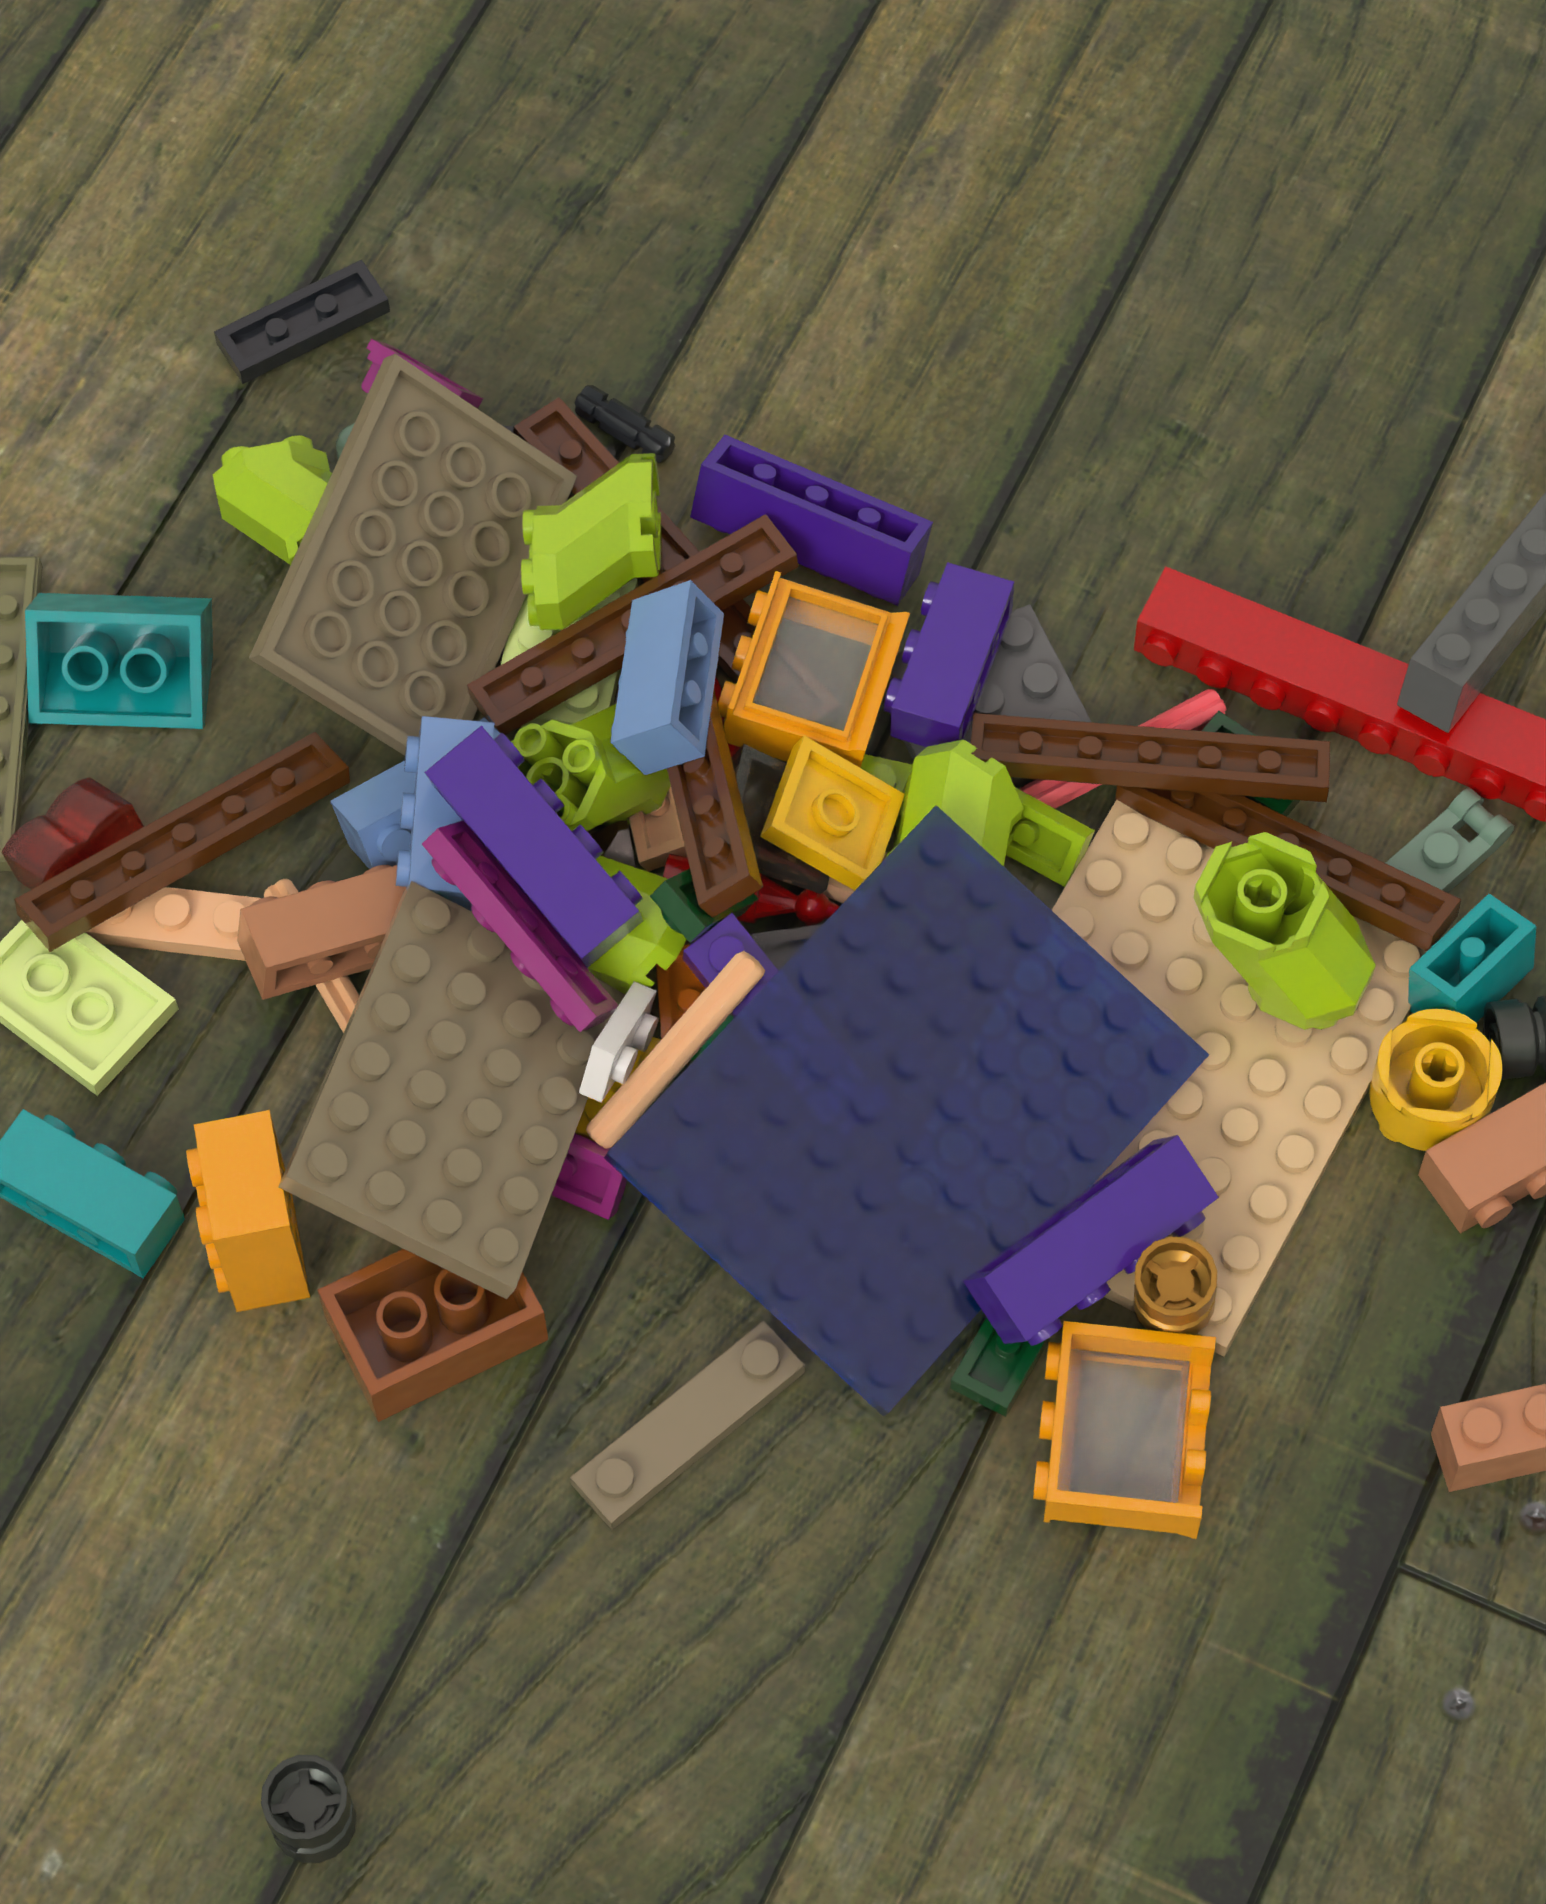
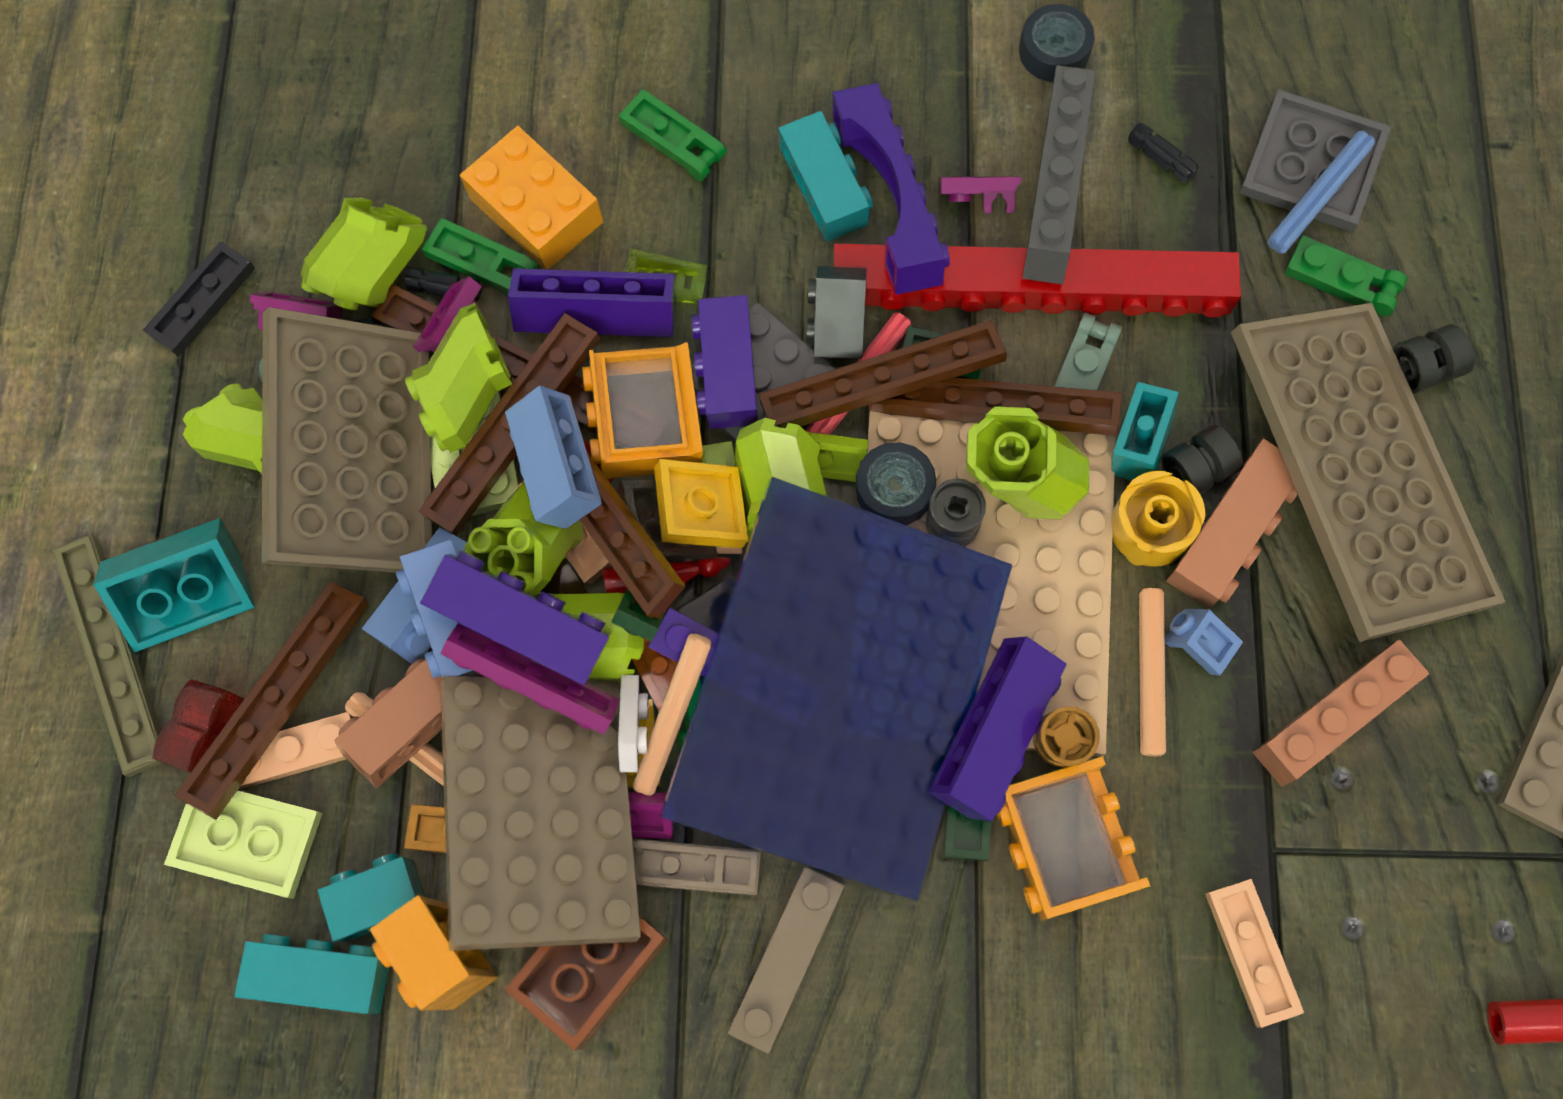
camera: 20 degrees left, 10 degrees up
(167, 1117) = (364, 899): none -> teal brick
(298, 1078) = (426, 829): none -> pearl gold plate
(538, 342) = (362, 253): none -> lime brick
(621, 1264) = (696, 867): none -> dark tan plate
(637, 440) = (457, 296): none -> magenta plate
(681, 400) = (474, 255): none -> green plate
(791, 359) = (532, 198): none -> light orange brick
(908, 497) = (654, 262): none -> clear neon green slope
(1016, 348) = (672, 134): none -> green plate
(1108, 868) = (908, 468): none -> wheel
(1128, 653) = (838, 312): none -> pearl dark grey brick
(1164, 956) = (956, 511): none -> pearl dark grey wheel
(1198, 479) = (825, 176): none -> teal brick
(1260, 609) = (914, 253): none -> dark purple arch
(1305, 1668) = (1254, 953): none -> light nougat plate
(1340, 1275) = (1152, 672): none -> light nougat axle
(1378, 564) = (960, 189): none -> magenta plate
(1430, 1260) = (1204, 639): none -> medium blue bracket

